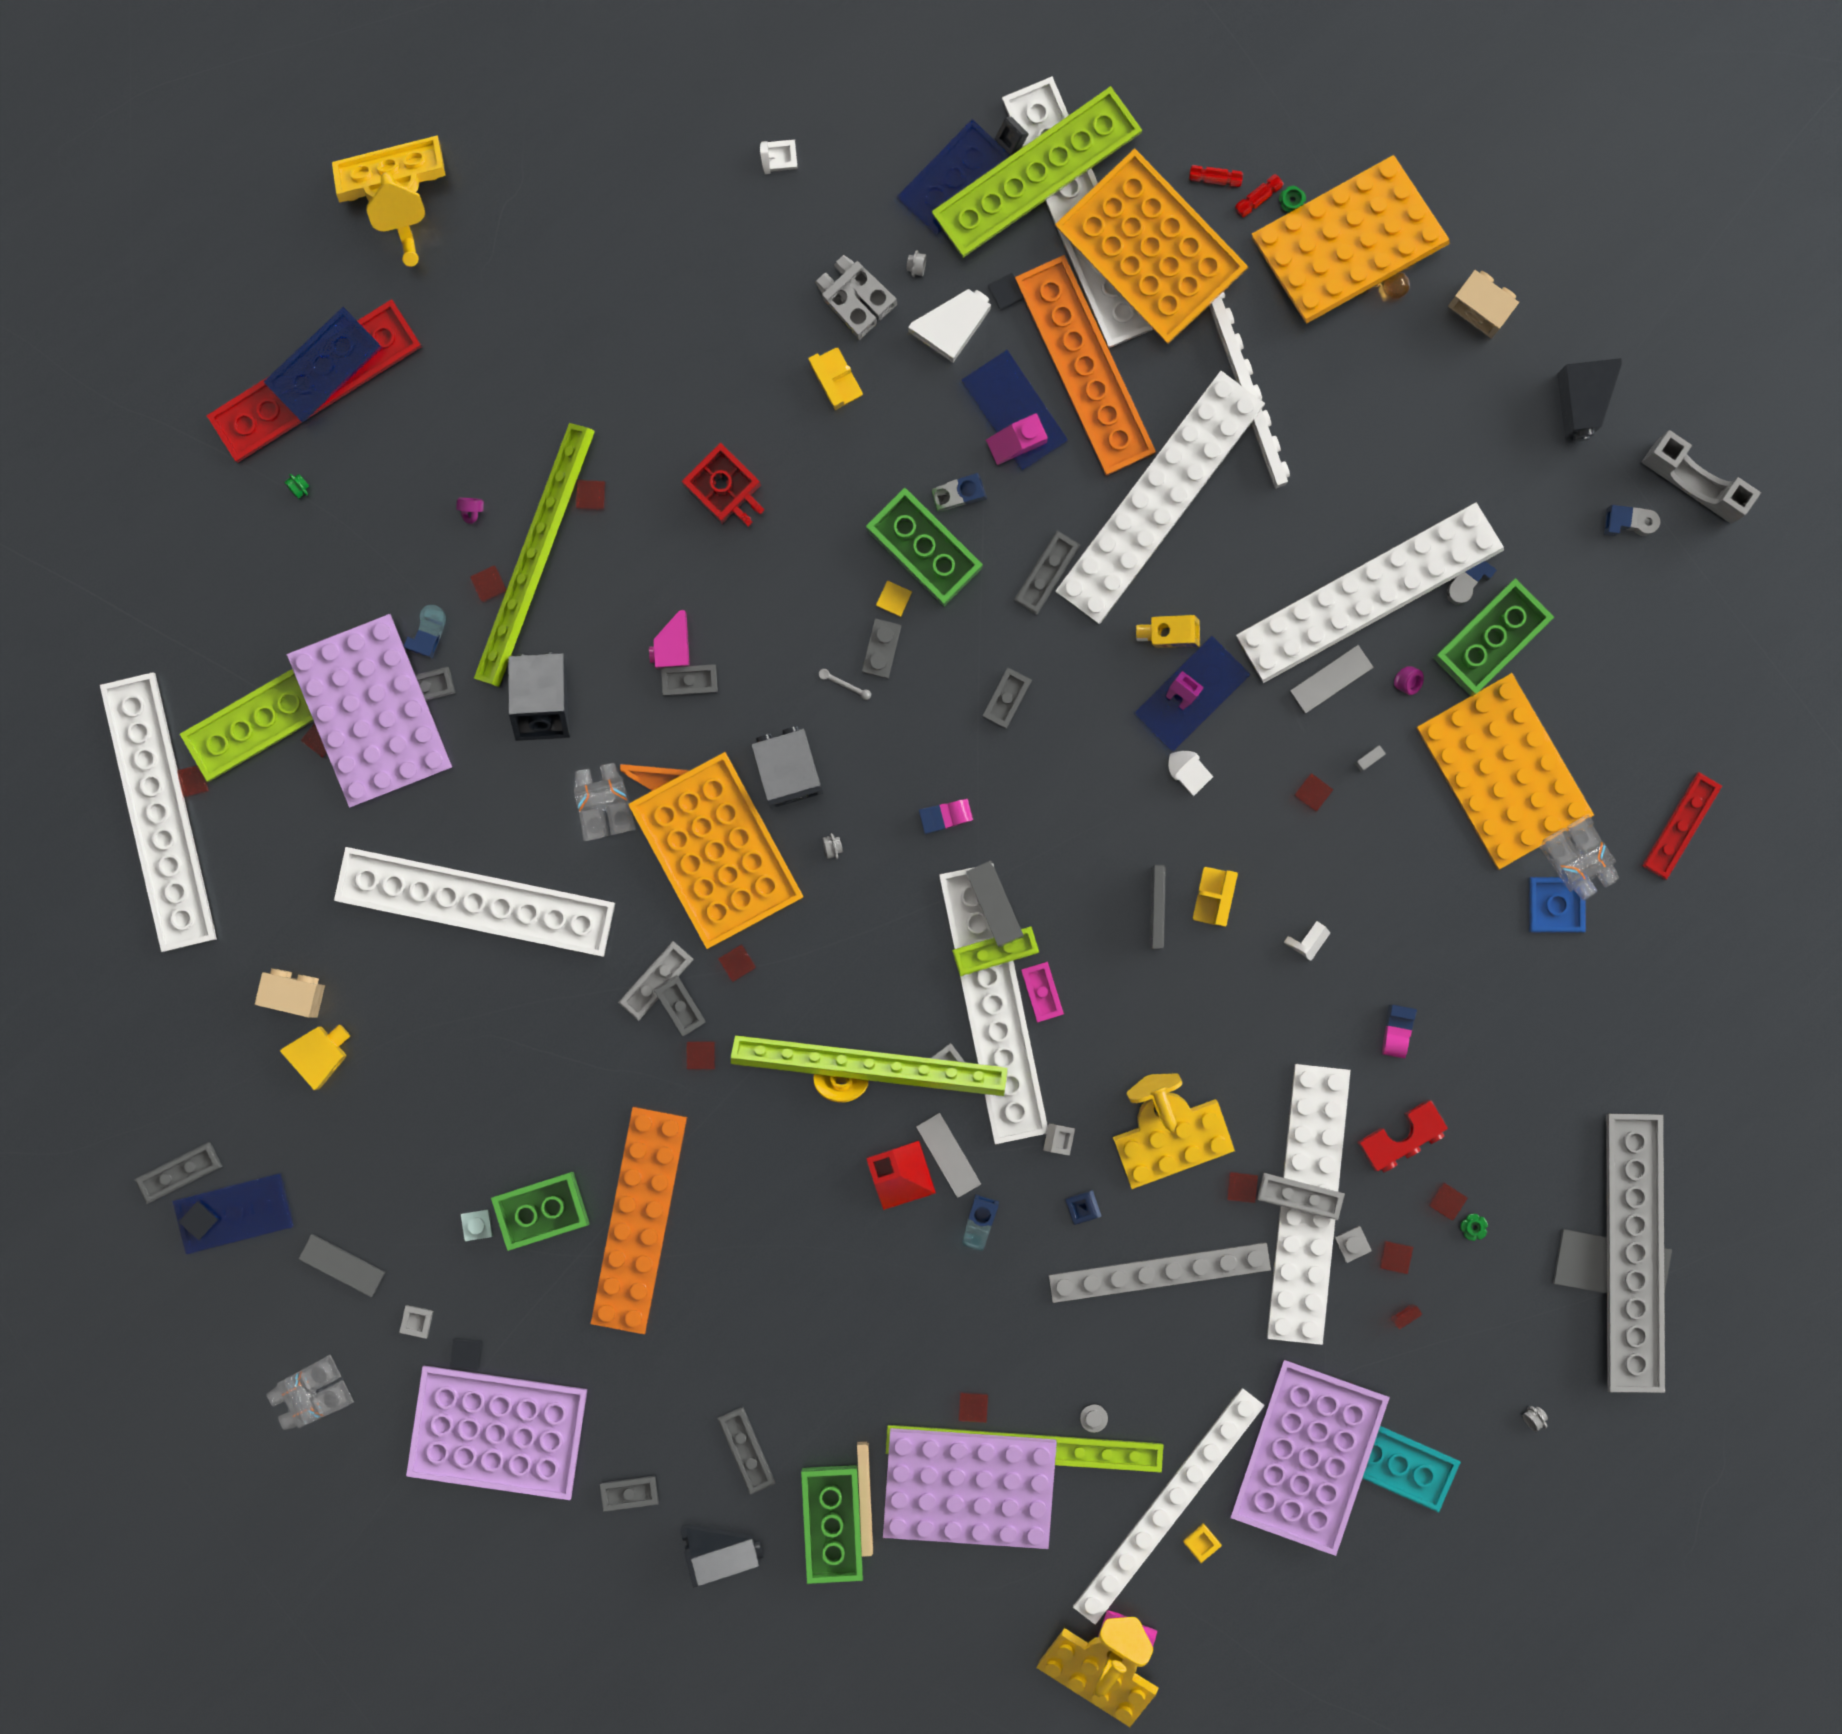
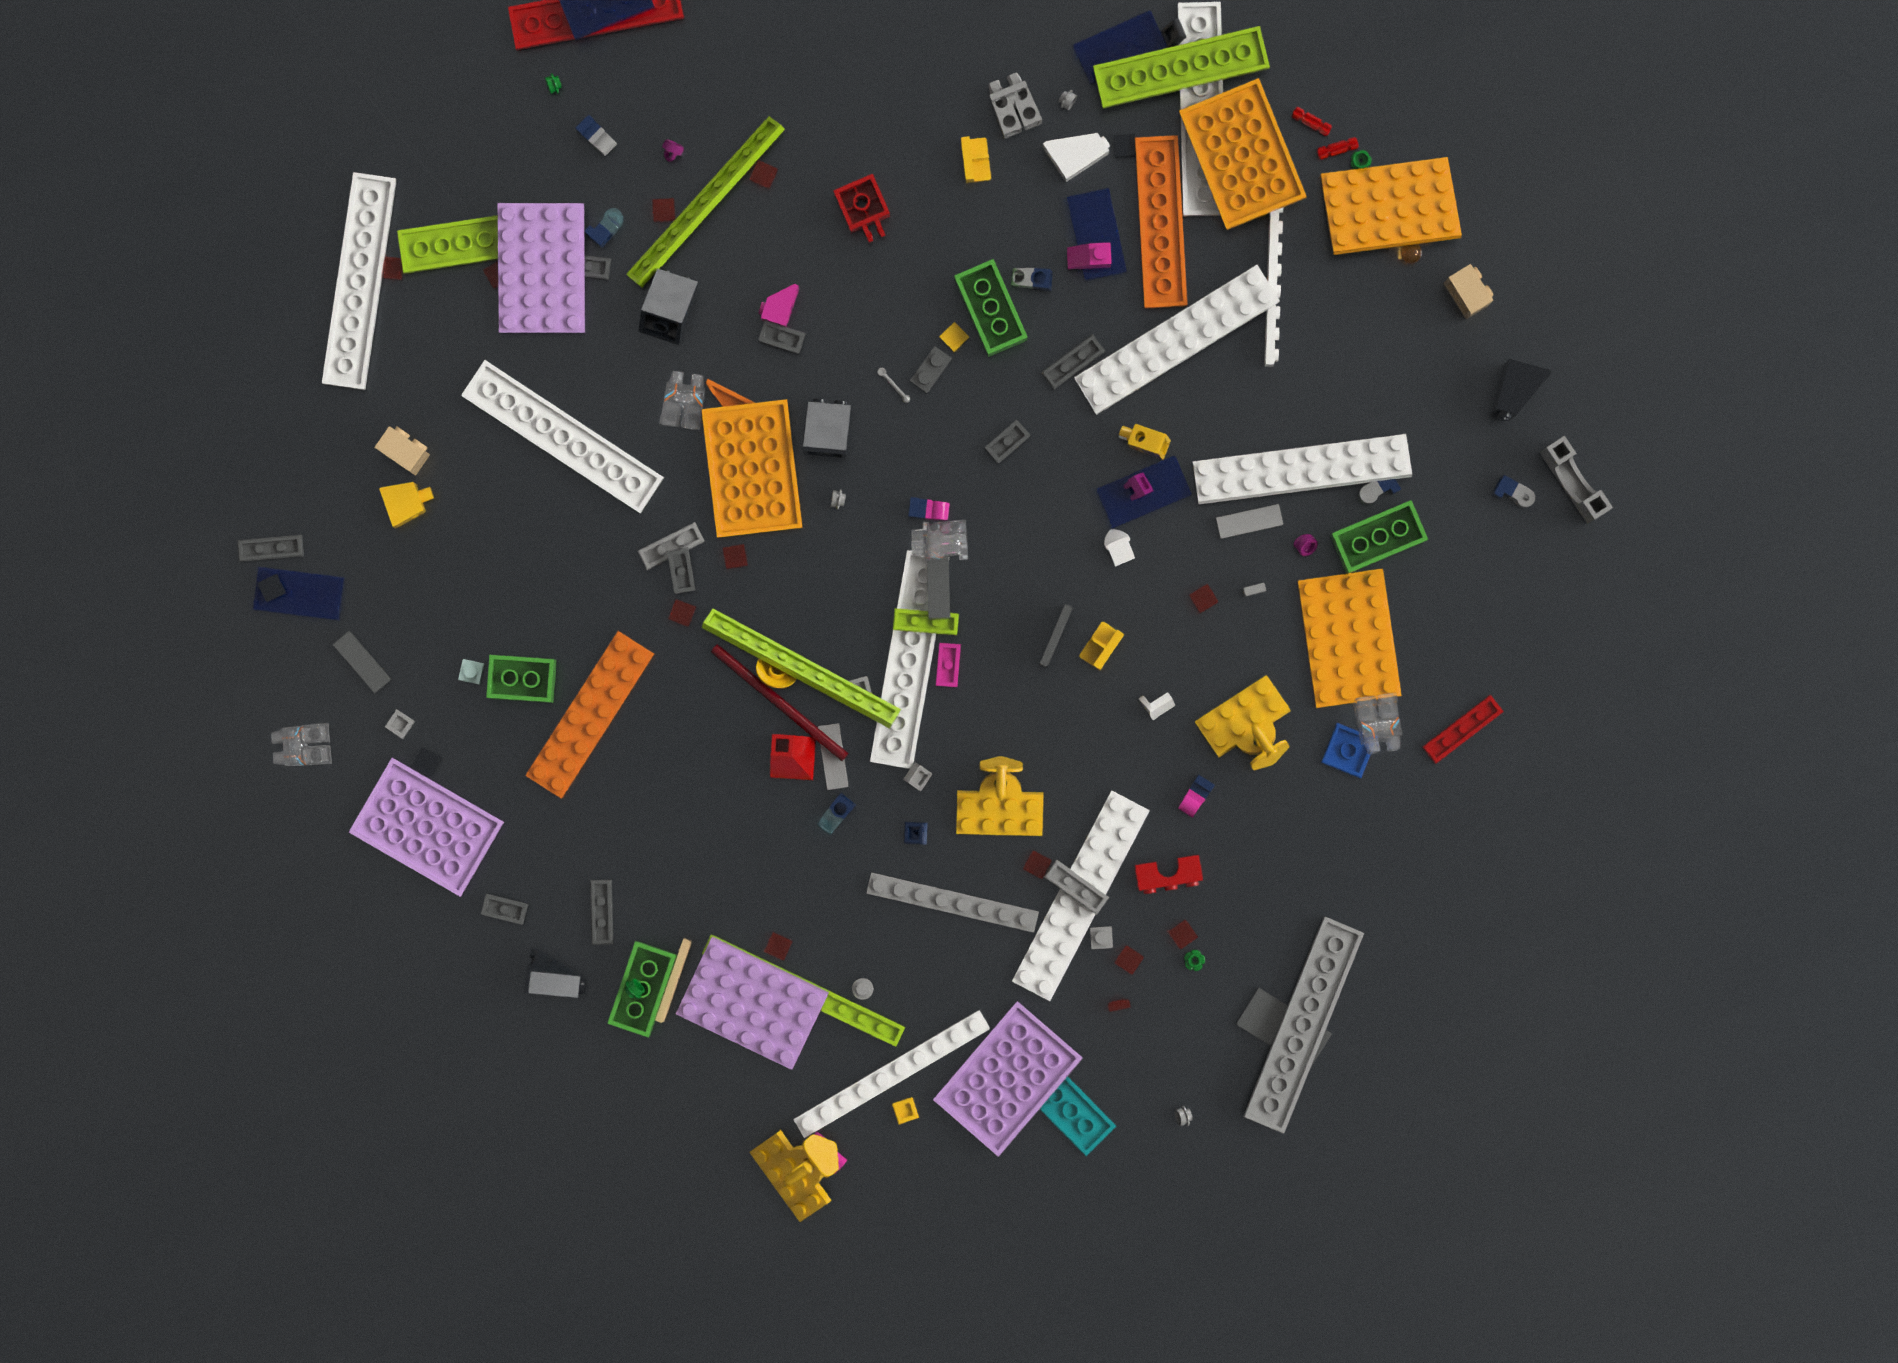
camera: 25 degrees right, 0 degrees up
(372, 527) = (596, 135): none -> leg
(823, 1530) = (634, 988): none -> green plate
(859, 1116) = (779, 702): none -> dark red piece
(975, 847) = (941, 540): none -> clear hips
(1421, 917) = (1247, 720): none -> yellow plate

